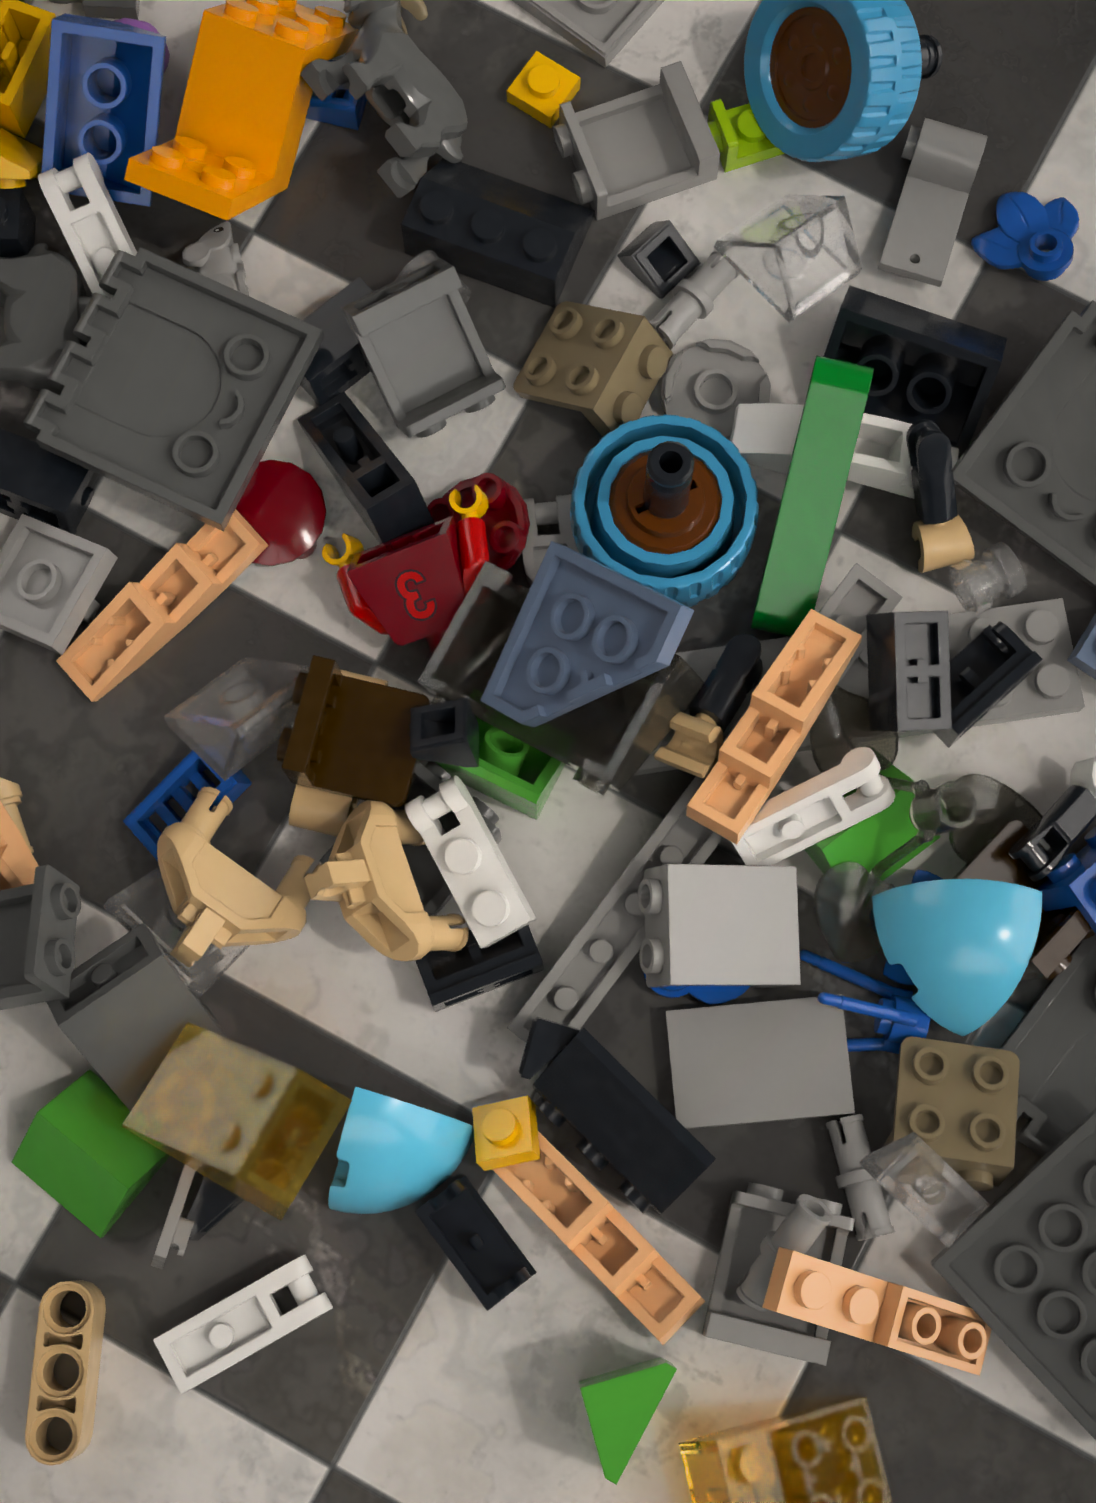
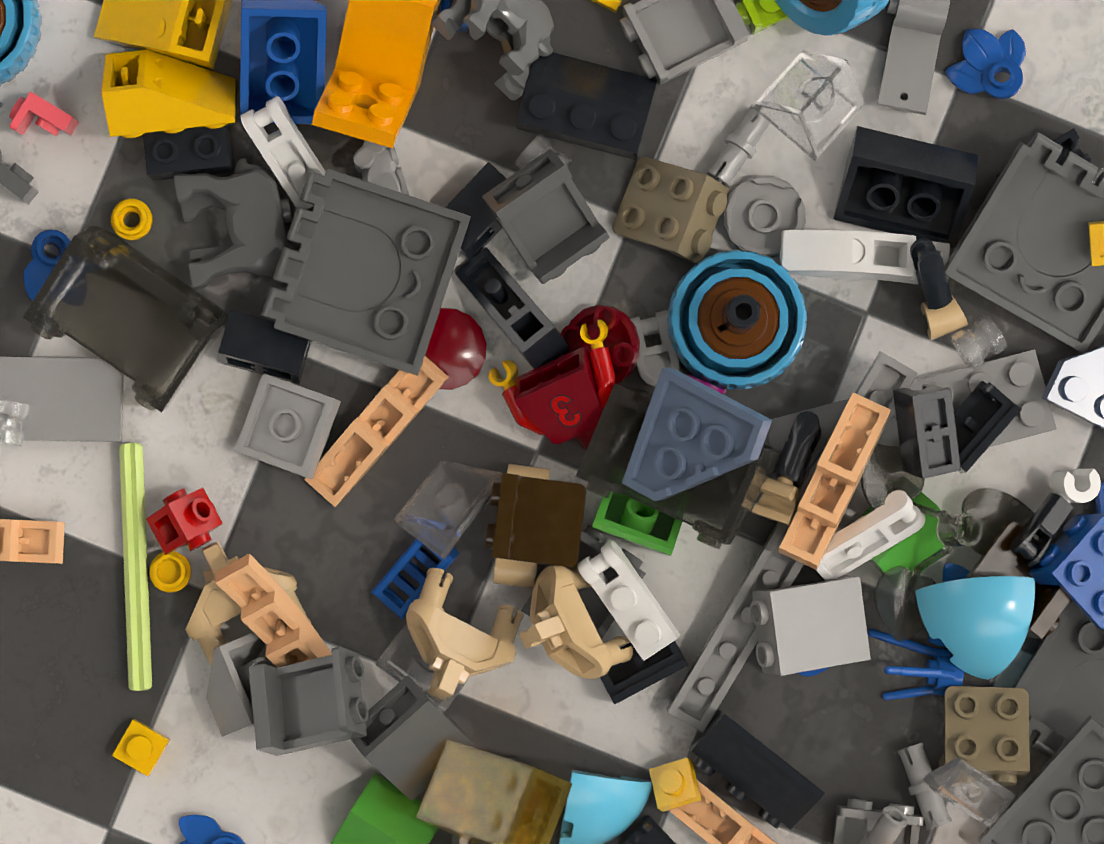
camera: 10 degrees left, 10 degrees up
(445, 733) = (601, 513): black slope -> none
(543, 1043) = (696, 722): black slope -> none
(659, 258) = (710, 112): black slope -> none
(759, 1063) = (846, 714): light grey tile -> none
(812, 494) = (845, 304): green beam -> none

